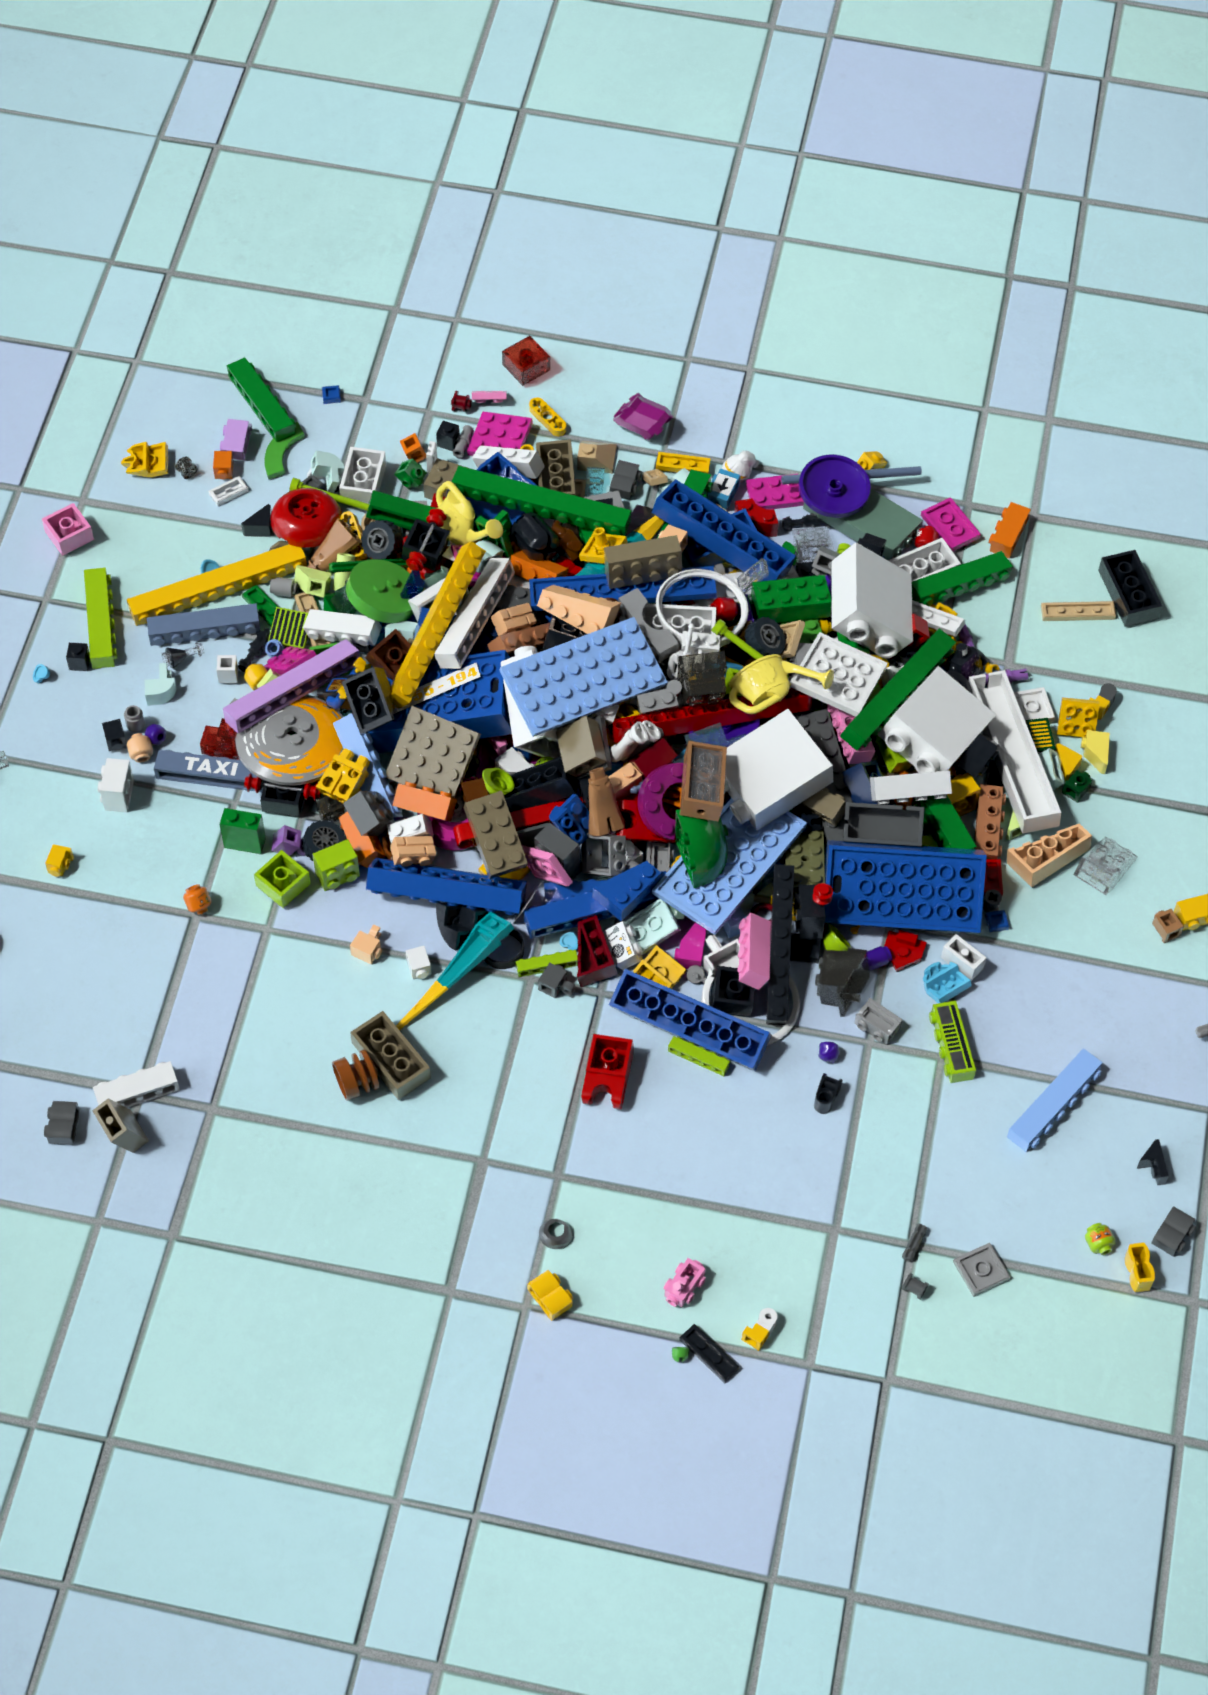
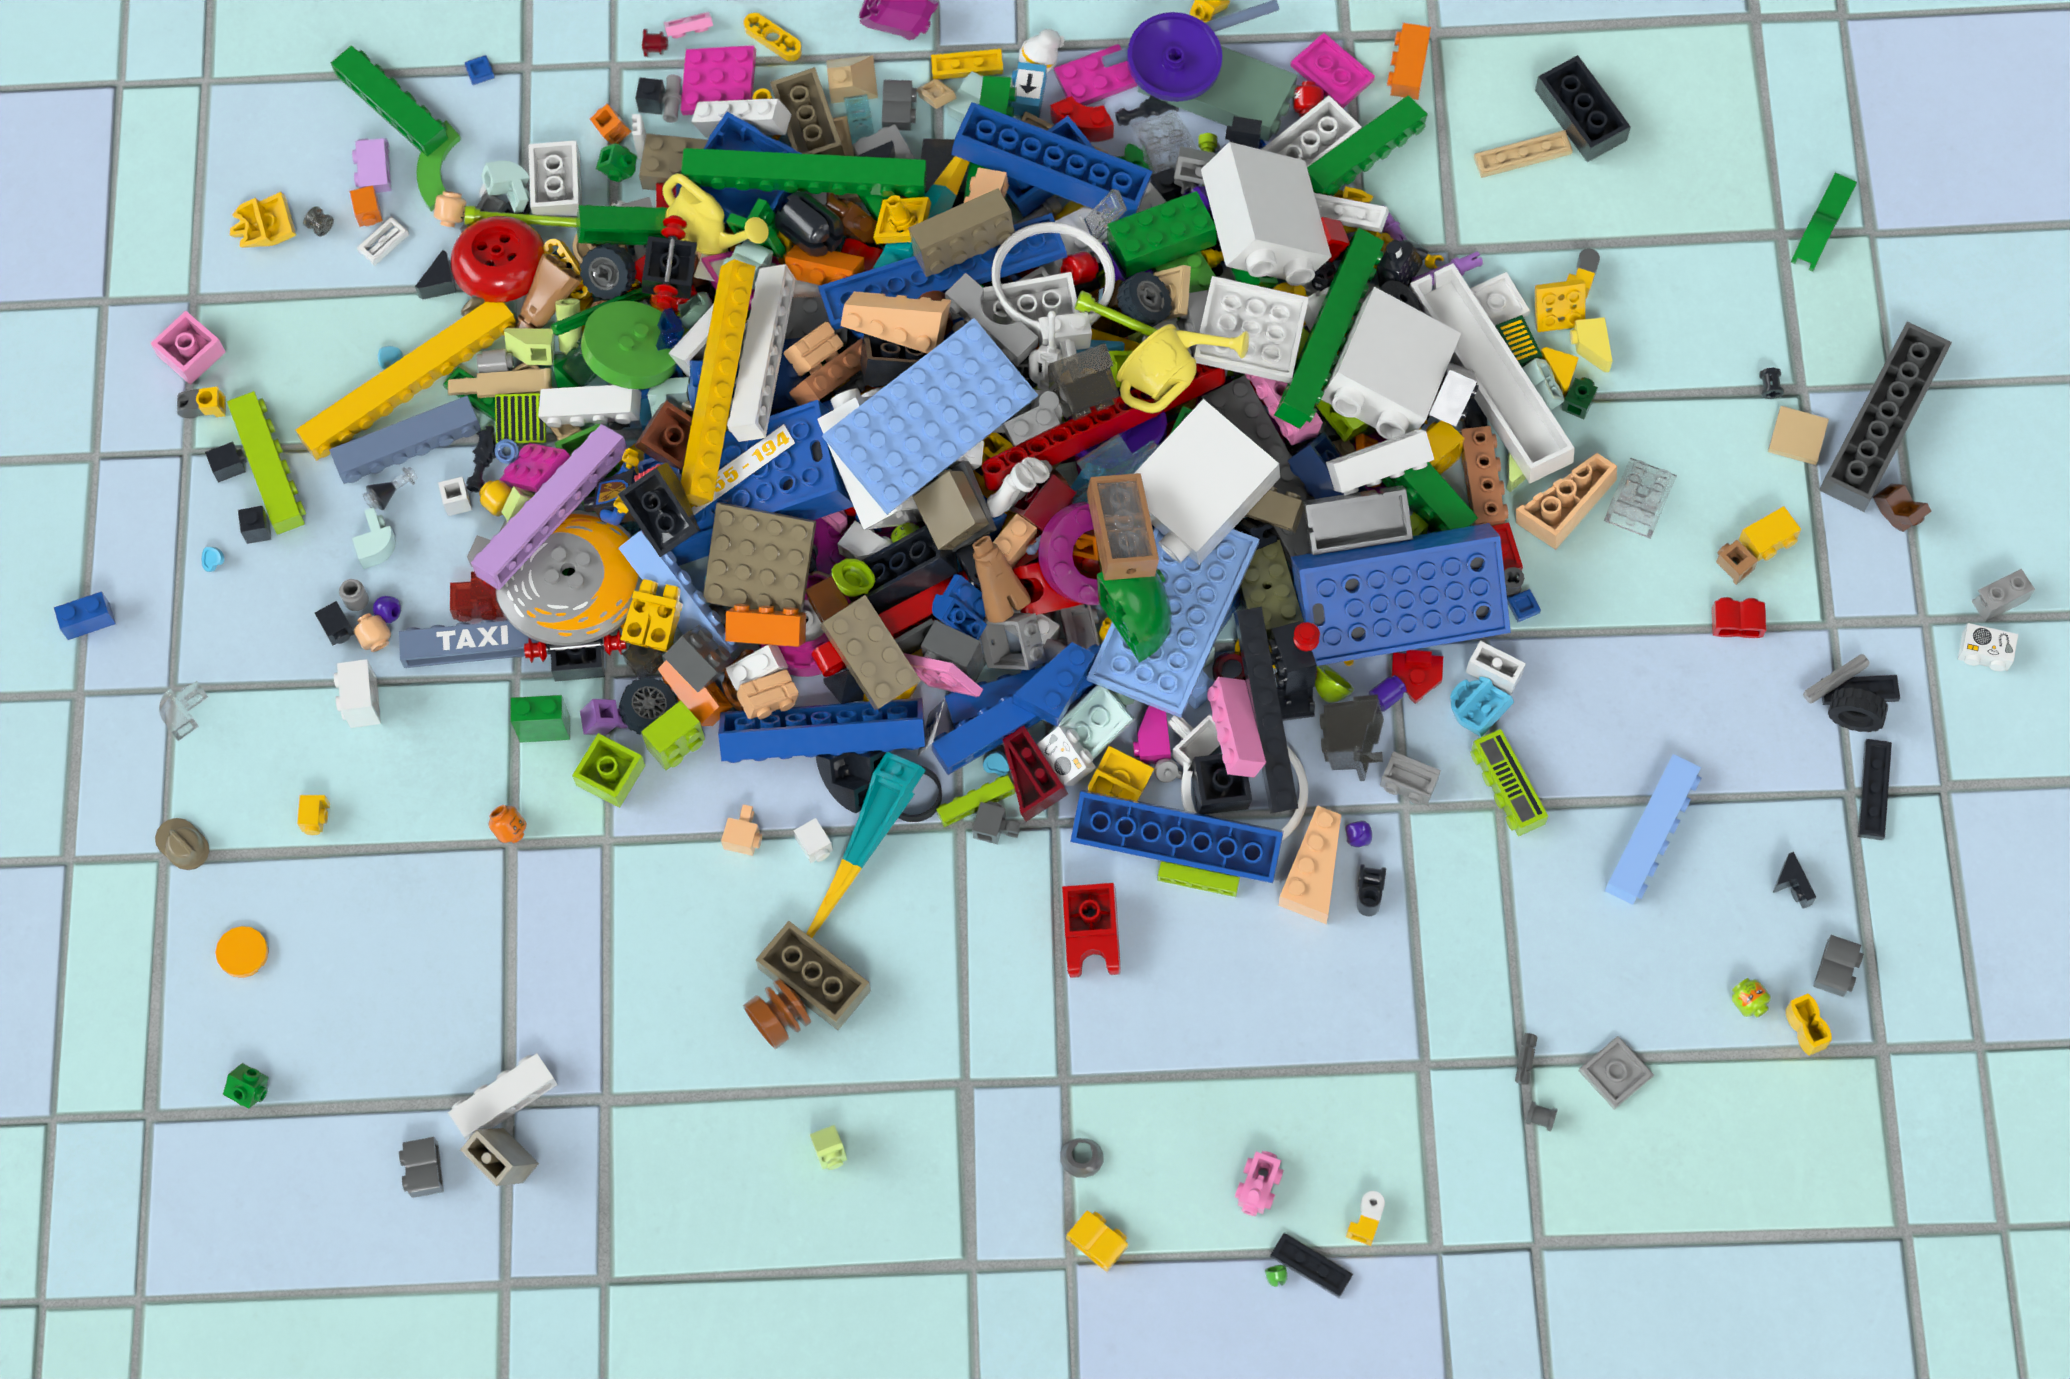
camera: 10 degrees left, 10 degrees up
(66, 568) = (201, 402): none -> leg
(71, 611) = (226, 461): none -> black brick
(281, 478) = (449, 208): none -> light nougat head
(282, 600) = (502, 383): none -> tan piece
(366, 1180) = (828, 1148): none -> yellowish green slope
(472, 860) = (844, 687): none -> black slope
(785, 1070) = (1311, 875): none -> light nougat wedge
(1159, 966) = (1738, 618): none -> red brick

